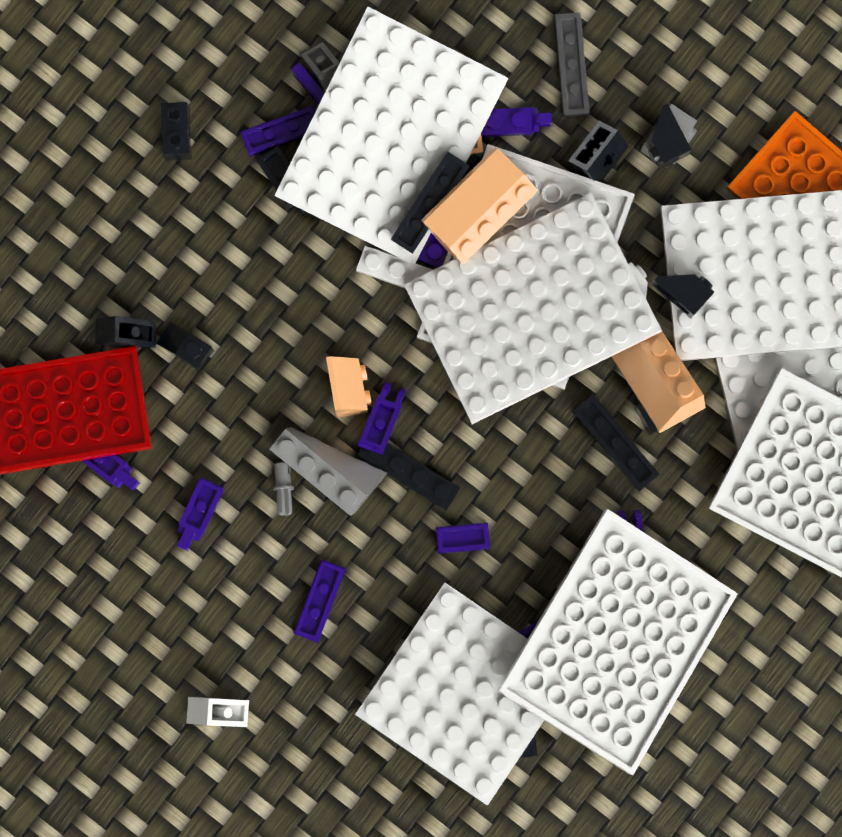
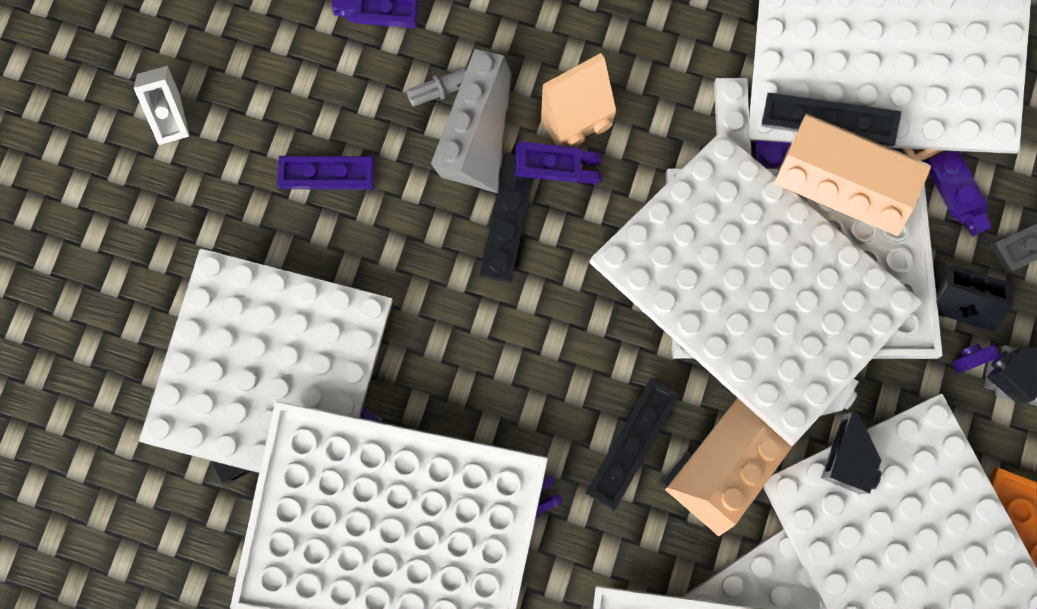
camera: 75 degrees right, 5 degrees down
(462, 538) = (454, 306): dark purple tile -> none
(642, 168) = (974, 357): none -> dark purple plate

